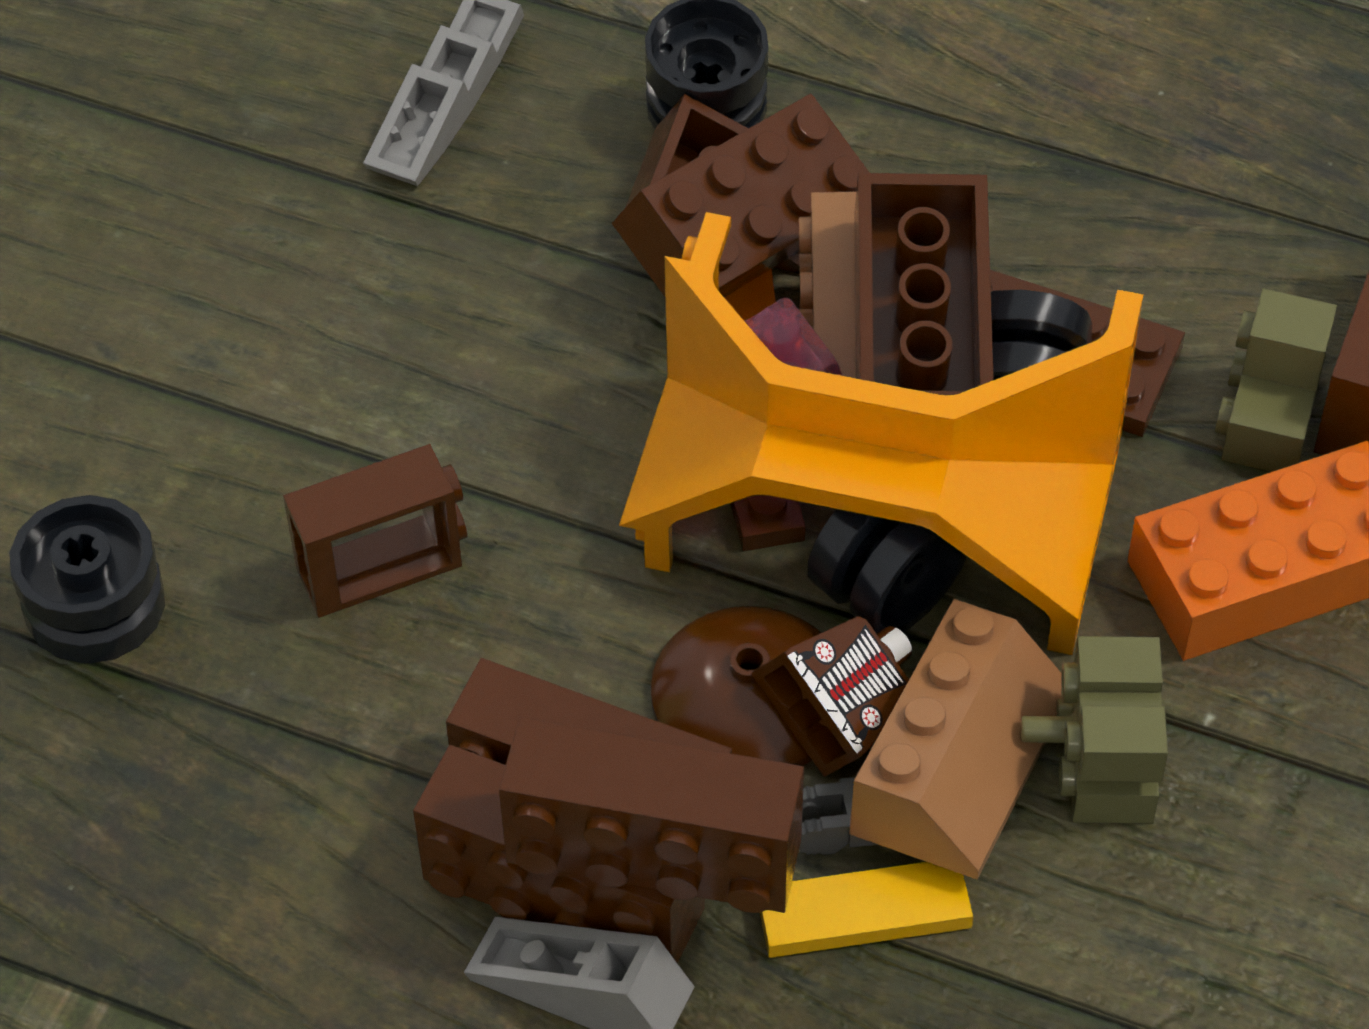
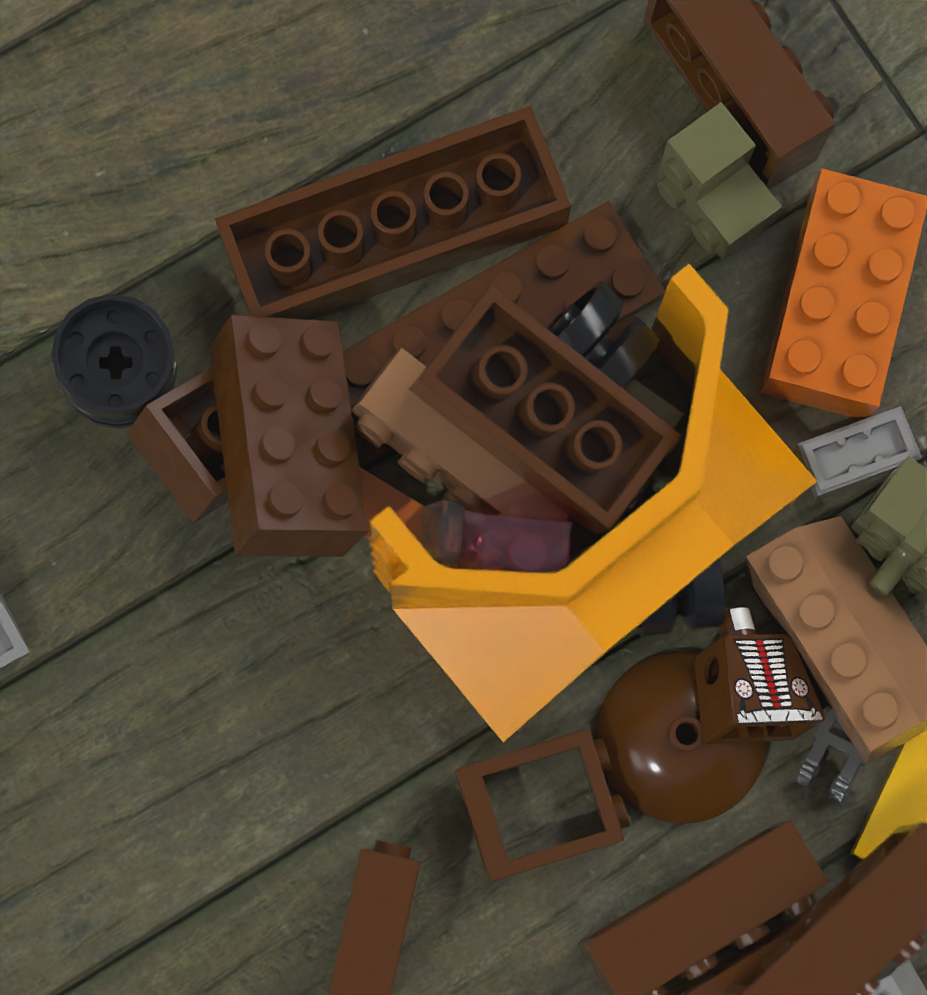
camera: 60 degrees left, 25 degrees up
(542, 567) = (483, 822): none -> reddish brown window
(1050, 198) = (396, 219): none -> reddish brown brick
(1183, 666) = (858, 451): none -> light grey plate

